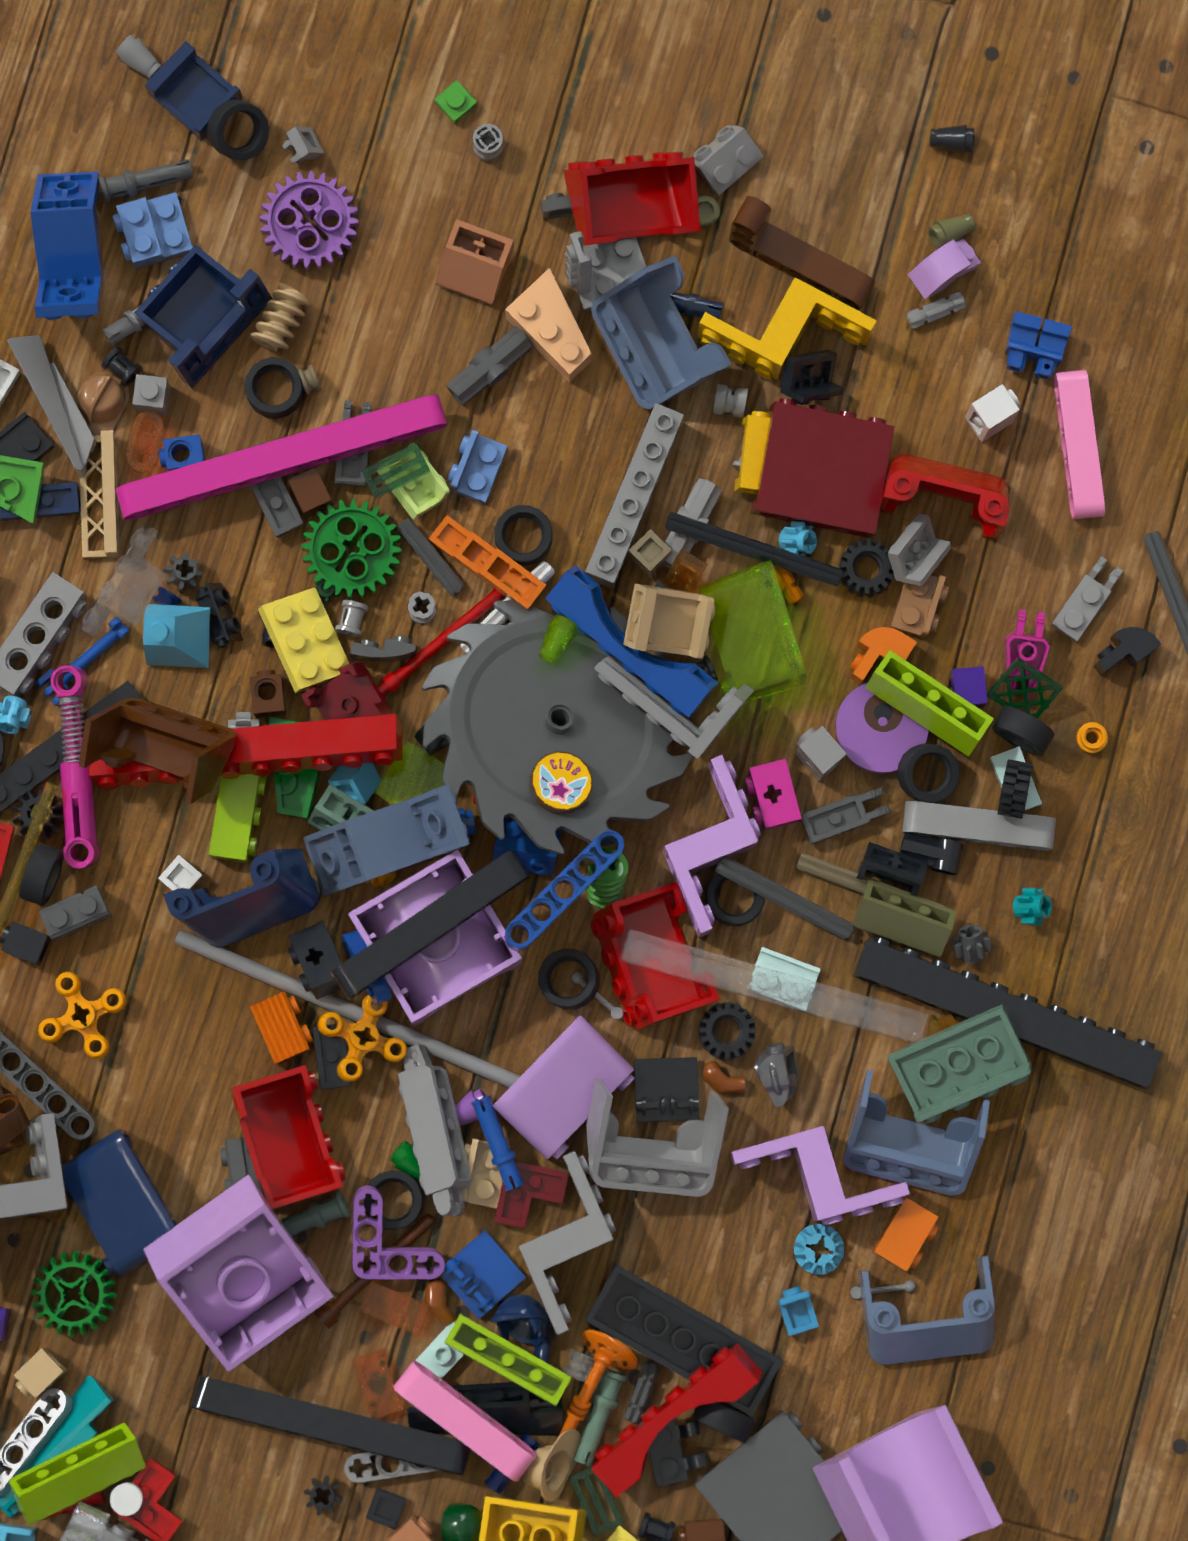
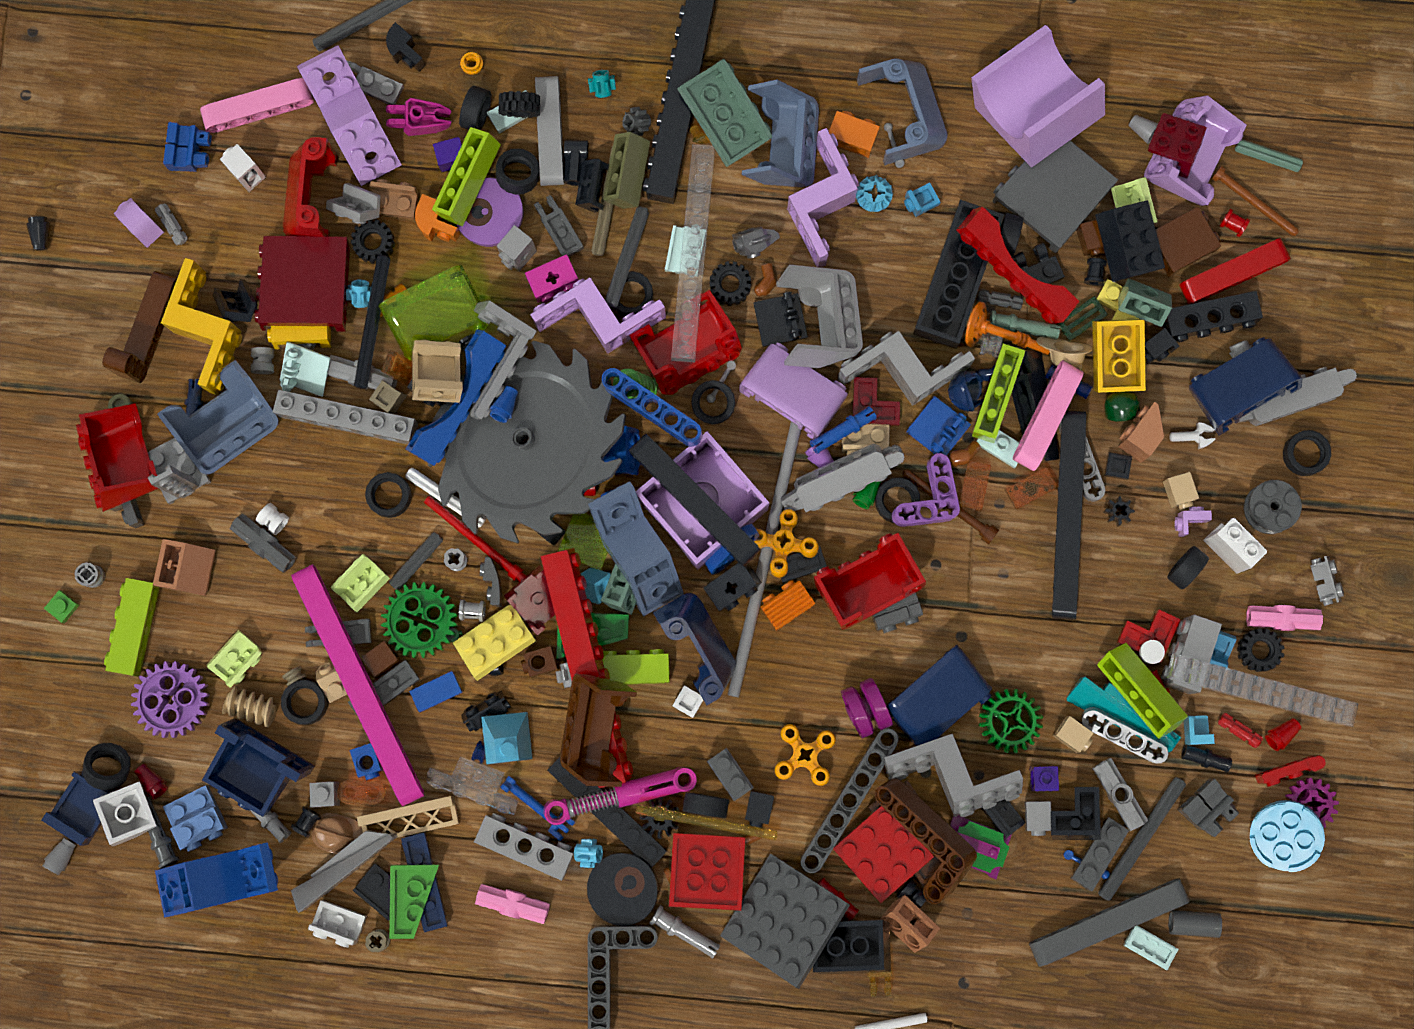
camera: 90 degrees left, 0 degrees up
(124, 1102) = (863, 709): none -> magenta wheel
(173, 144) = (124, 814): none -> white slope
(175, 575) = (462, 748): dark grey gear -> none
(209, 182) = (151, 782): none -> dark red cone
(237, 1273) = (975, 597): lavender piece -> none
(256, 556) = (436, 691): none -> blue tile
(293, 422) = (330, 682): none -> tan bracket
(305, 144) = (109, 714): light grey tile -> none
(317, 1214) = (923, 560): sand green pin -> none
(345, 309) = (235, 659): none -> yellowish green bracket
(377, 493) = (366, 612): clear green tile -> none
(409, 185) = (132, 627): none -> lime brick
(477, 467) = (342, 537): medium blue bracket -> none
(487, 562) = (413, 518): orange slope -> none
(518, 382) = (272, 519): none -> white wheel
(550, 326) = (225, 501): light nougat wedge -> none
(557, 638) = (462, 452): clear neon green cone -> none
(560, 782) = (571, 426): tile -> none
(608, 701) = (504, 405): none -> blue cone
(707, 451) = (304, 369): none -> light aqua hinge
(726, 158) = (76, 394): light grey bracket -> none
(950, 229) = (110, 225): olive cone -> none
(1036, 674) = (438, 126): dark green window -> none
(1039, 562) = (349, 115): none -> lavender bracket

